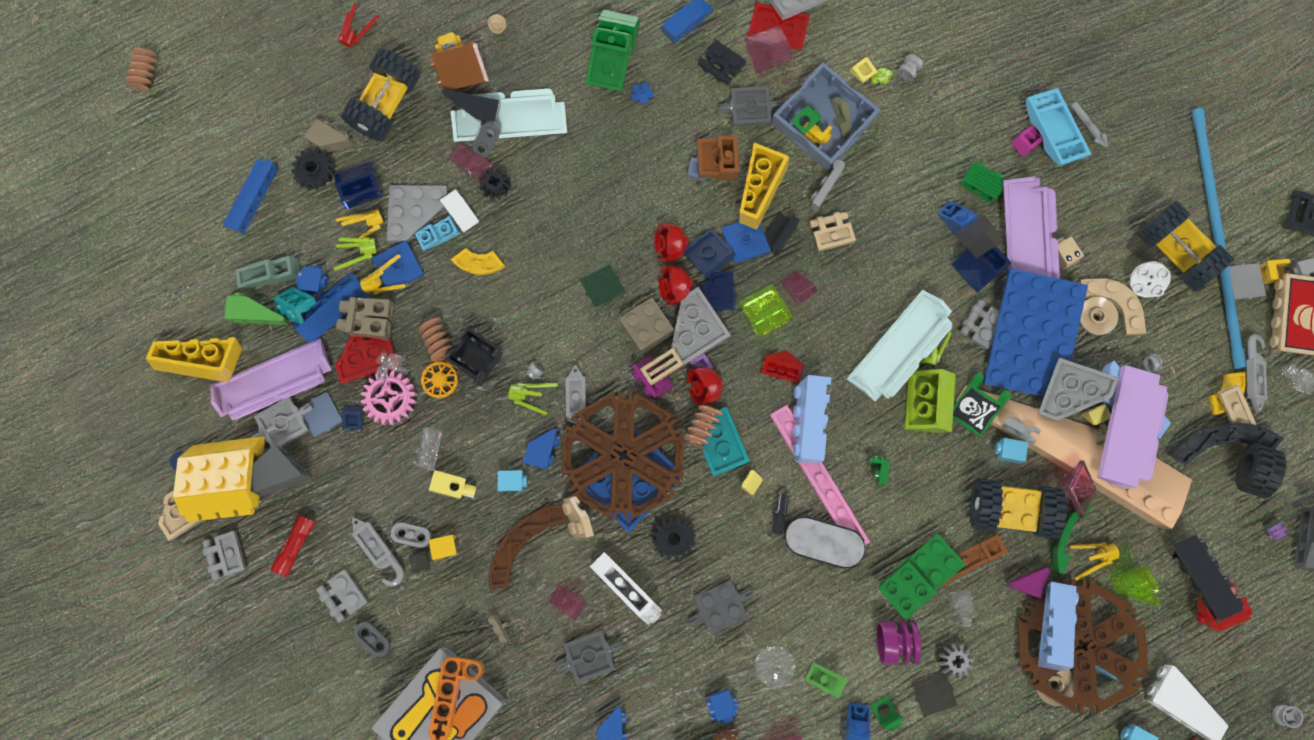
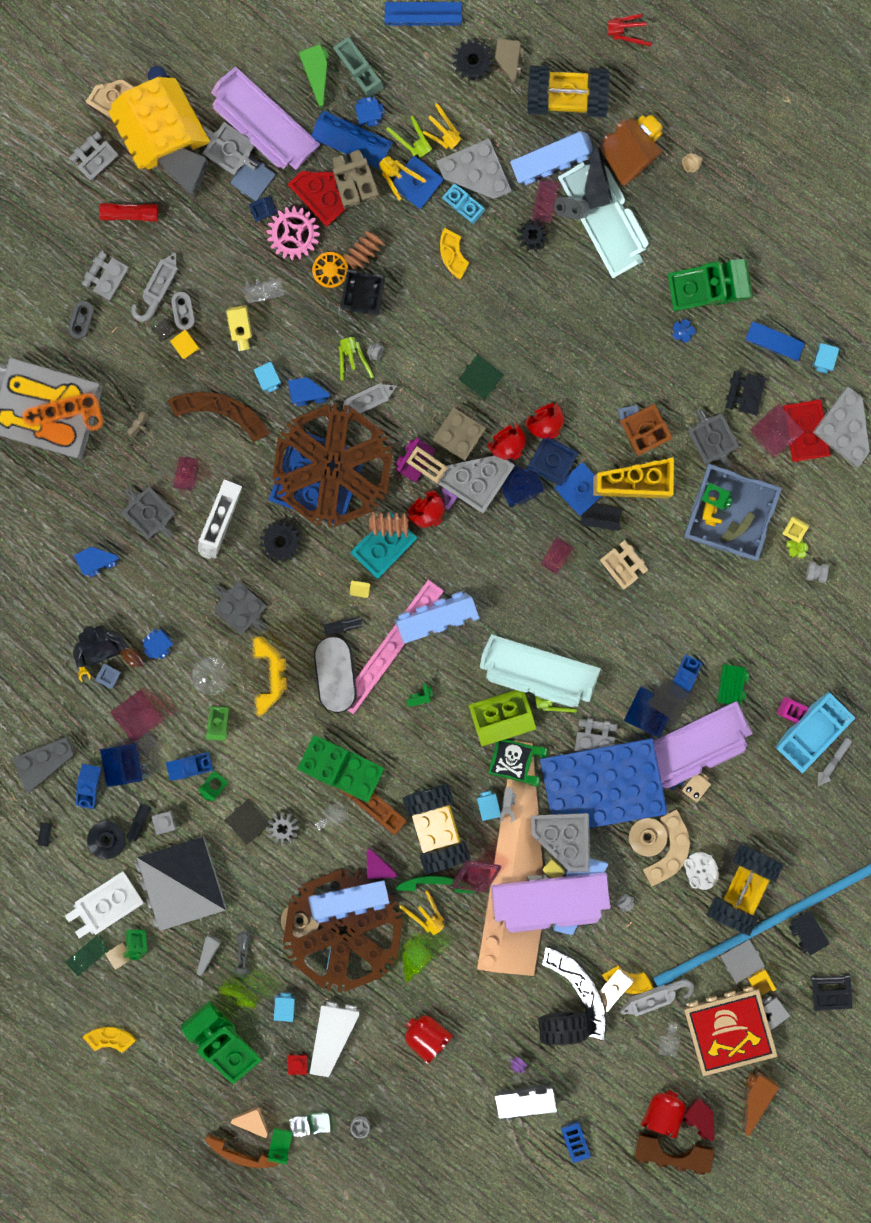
camera: 70 degrees right, 10 degrees up
(196, 358) = (254, 52): yellow wedge -> none
(293, 303) = (339, 107): teal bracket -> none
(357, 185) = (476, 108): clear blue slope -> none
(392, 363) = (325, 224): clear plant -> none
(434, 135) = (552, 158): none -> light blue wedge
(459, 210) = (492, 214): white slope -> none
(579, 520) = (257, 453): tan plate -> none
(765, 310) = (522, 535): clear neon green slope -> none
(783, 366) = (477, 572): red slope -> none
(826, 615) = (263, 648): none -> yellow slope
(827, 184) = (667, 541): light grey plate -> none
(901, 642) = (276, 771): magenta wheel -> none
(1207, 578) = (443, 1010): black wedge -> none
(1243, 209) = (809, 932): none -> black piece

